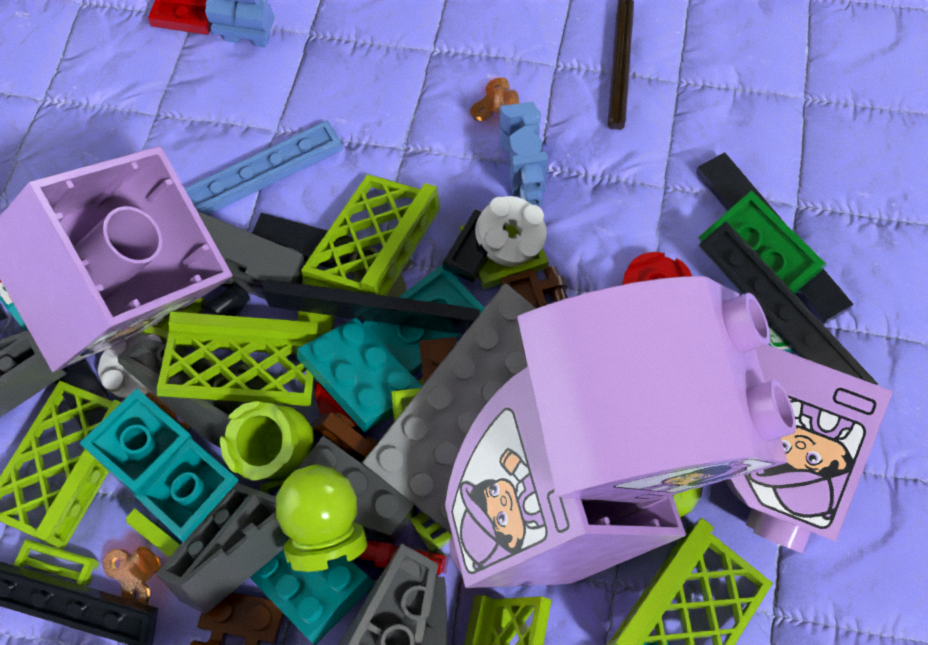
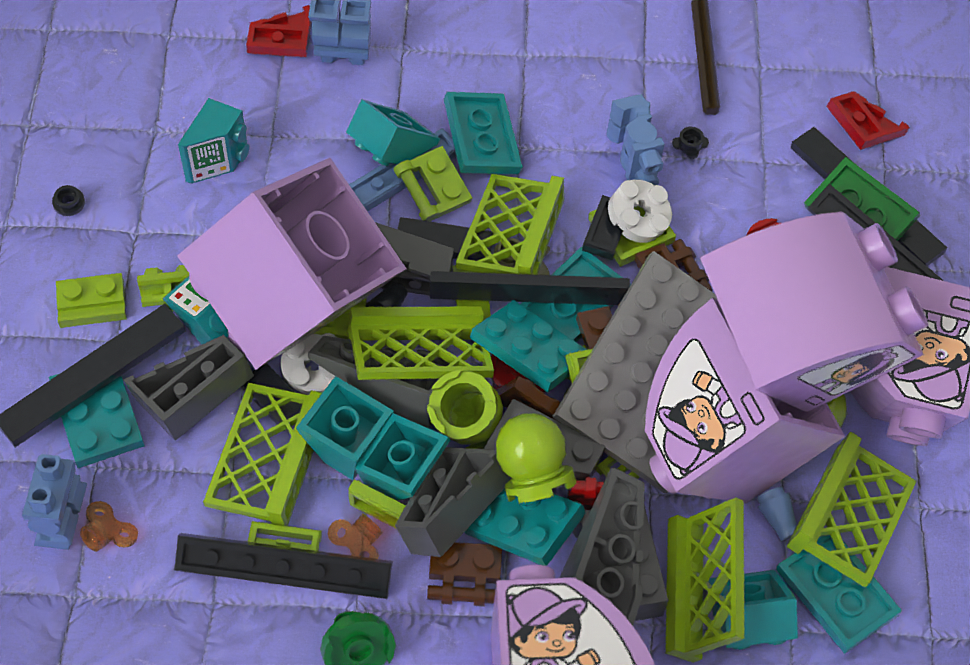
camera: 15 degrees left, 5 degrees down
(82, 116) = (213, 142): none -> teal slope
(268, 122) = (389, 133): none -> teal slope
(312, 175) = (441, 180): none -> lime plate
(365, 129) = (482, 133): none -> teal plate
(494, 99) = (596, 97): clear orange piece -> none
(586, 150) = (687, 136): none -> black plate
(604, 602) = (778, 511): none -> medium blue cone
(782, 151) = (864, 120): none -> red wing

